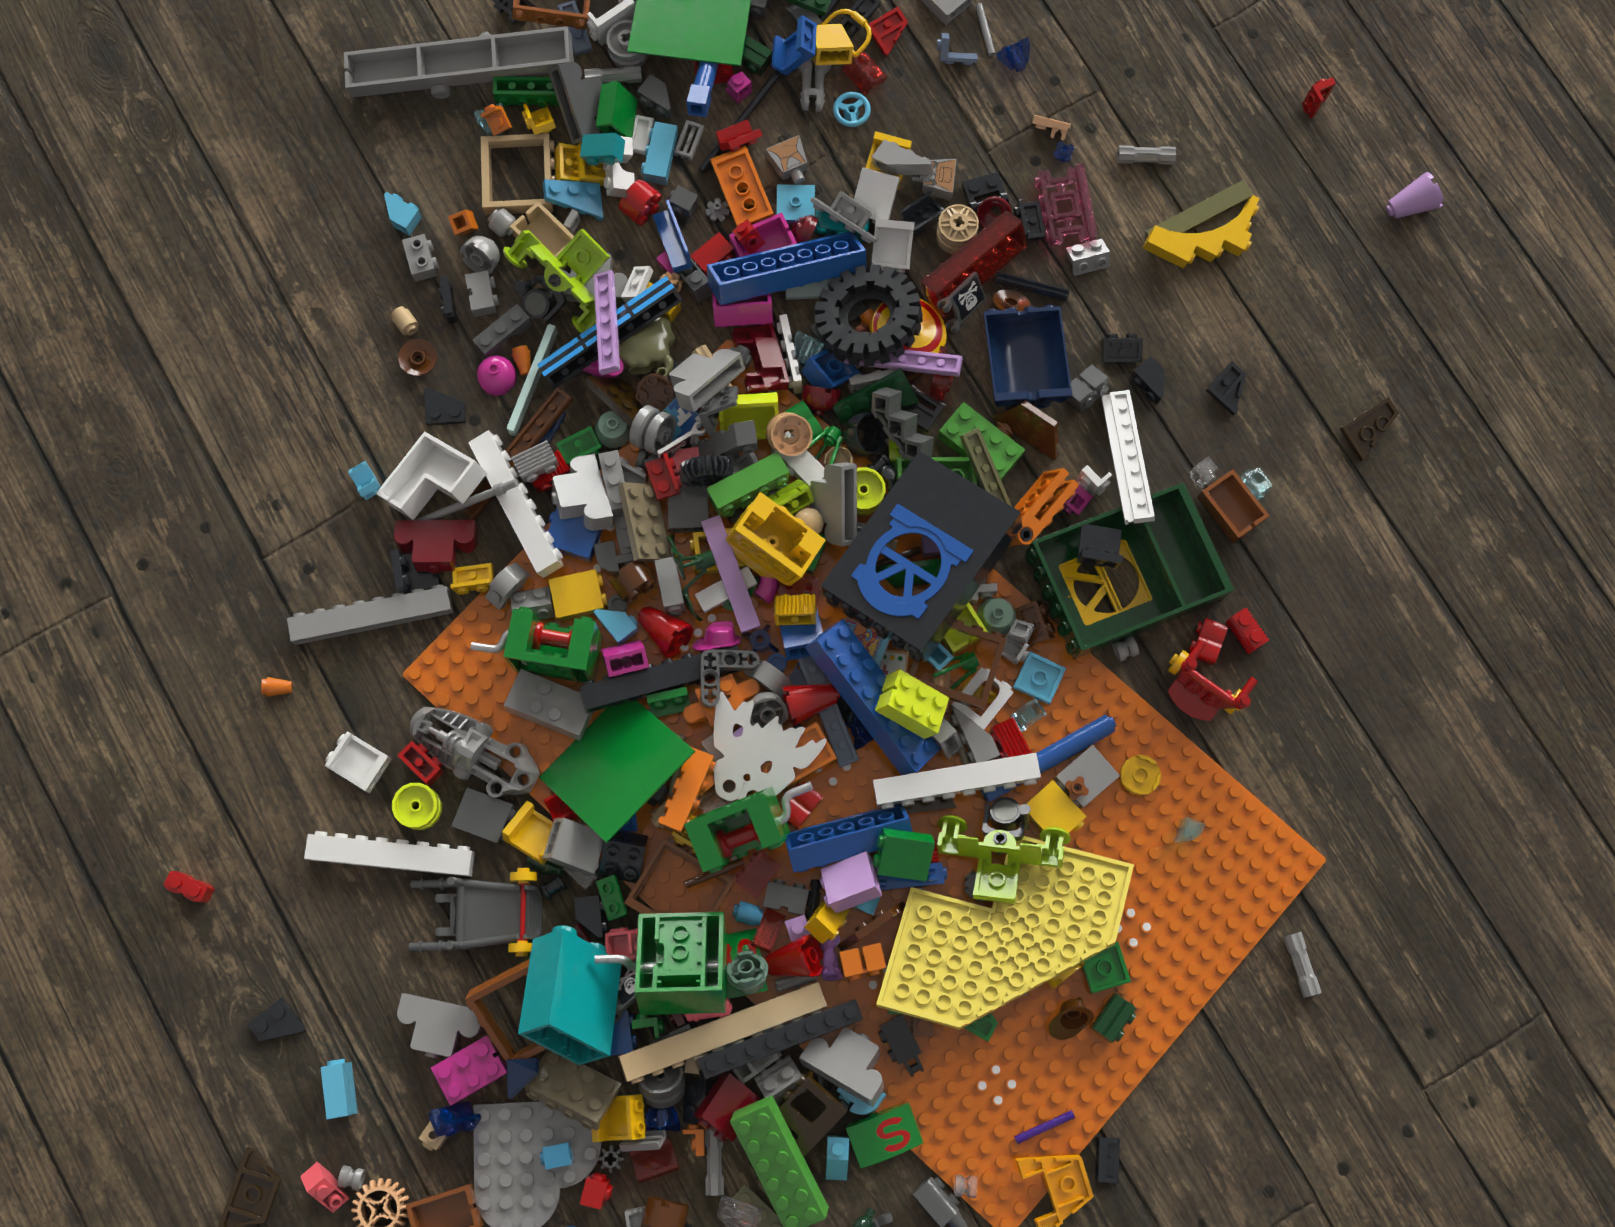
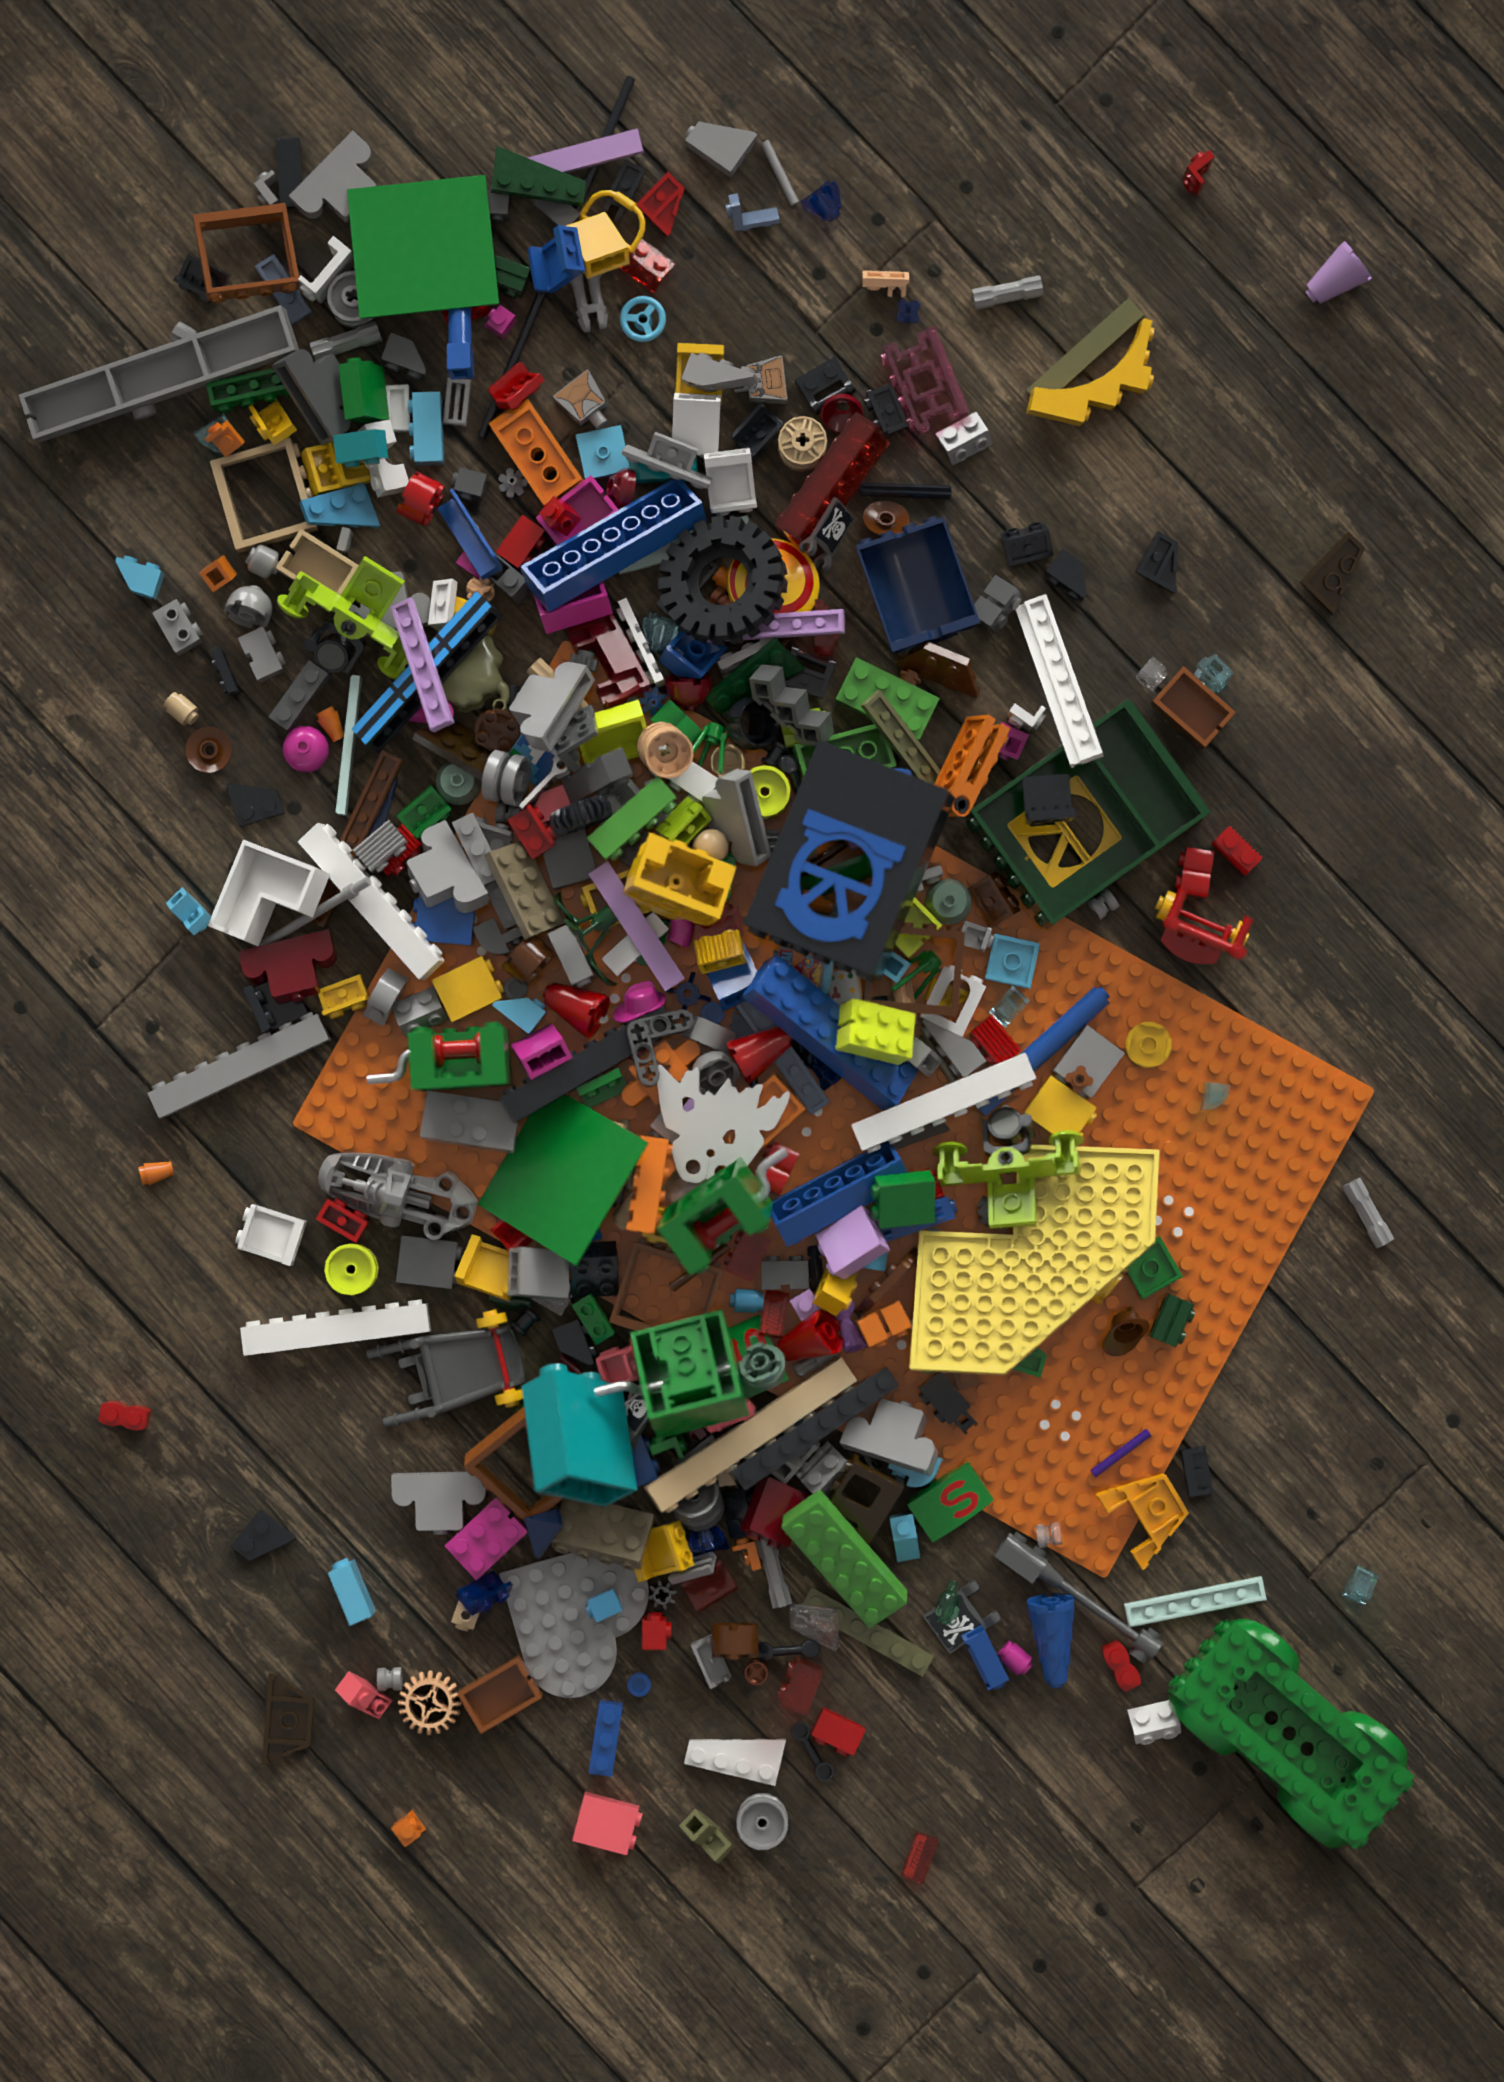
camera: 10 degrees left, 10 degrees up
(790, 396) = (649, 697): none -> blue plant
(1020, 631) = (979, 913): light grey tile -> none

